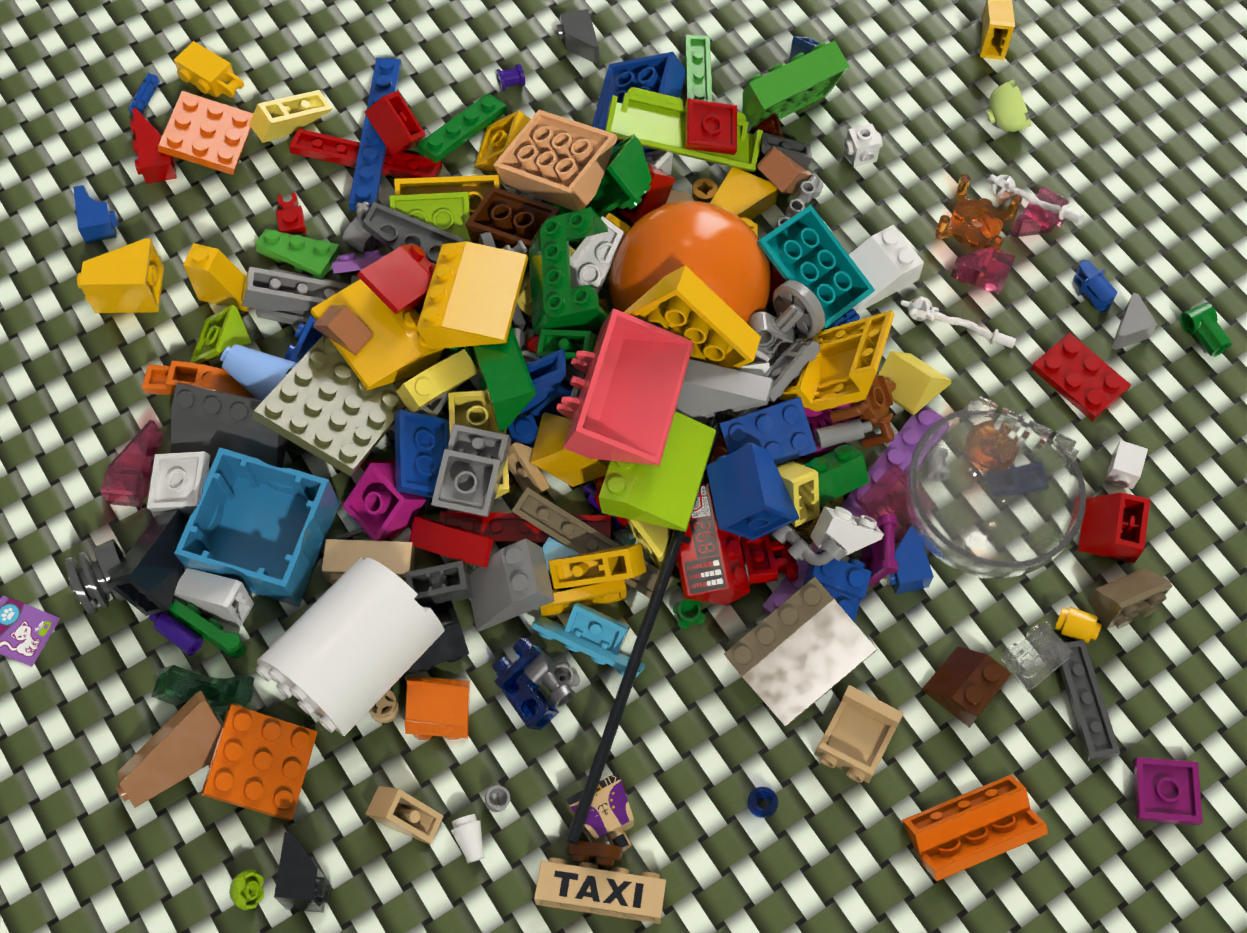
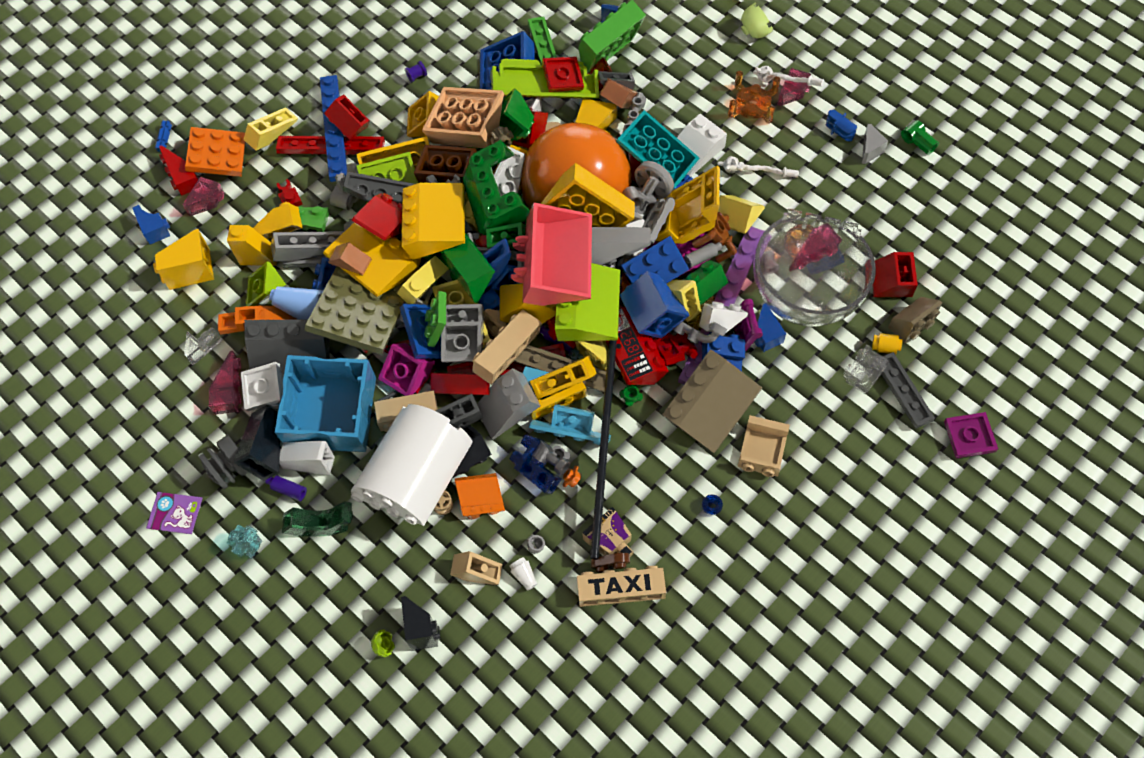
camera: 10 degrees left, 0 degrees up
(97, 695) = (244, 541): none -> clear light blue brick
(108, 406) = (197, 348): none -> clear slope
(172, 753) = (310, 563): medium nougat slope -> none
(174, 192) = (203, 197): none -> clear pink slope
(207, 71) = (204, 110): yellow brick -> none
(209, 630) = (309, 480): green plate -> none
(259, 763) = (369, 558): orange plate -> none
(265, 251) = (280, 219): none -> yellow slope
(349, 262) = (339, 216): medium lavender plate -> none
(439, 441) = (436, 318): none -> bright green plate
(462, 128) = (391, 112): green plate -> none
(526, 504) = (506, 346): none -> tan brick
(573, 713) = (571, 477): none -> orange plate
(579, 34) = (455, 33): dark grey slope -> none
(599, 199) = (502, 134): none -> dark tan gear
(700, 188) = (567, 115): pearl gold wheel -> none
(862, 145) = (665, 66): white brick -> none
(888, 497) = (744, 288): clear pink plate -> none
(967, 683) = (825, 397): reddish brown slope -> none
(974, 827) = (853, 487): orange slope -> none
(984, 269) = (766, 130): clear pink slope -> none
(1010, 459) = (820, 243): none -> clear pink slope
(1081, 376) = (847, 185): red plate -> none
(1126, 465) = (891, 235): white brick -> none

